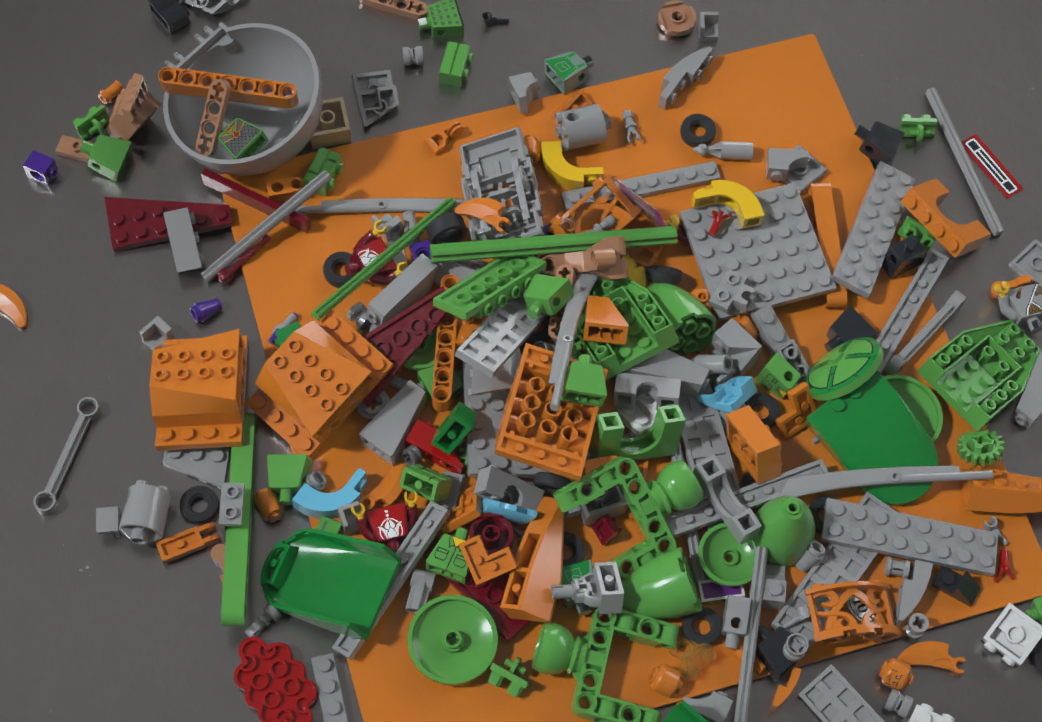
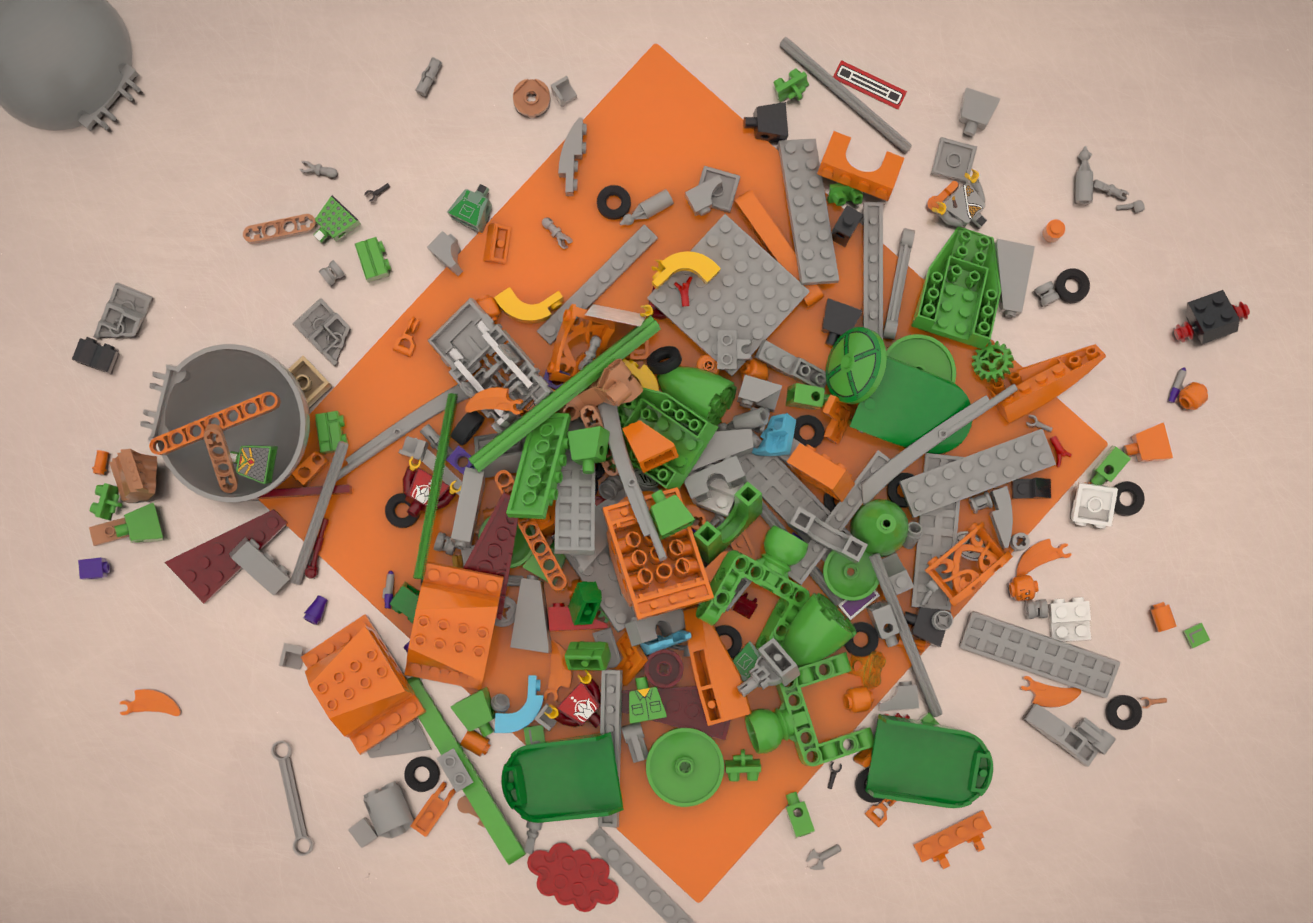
camera: 30 degrees left, 20 degrees up
(411, 455) = (561, 638): dark grey bush -> none
(486, 566) = (676, 700): orange plate -> none
(582, 127) = (519, 262): light grey cylinder -> none
(782, 692) = (949, 655): orange slope -> none

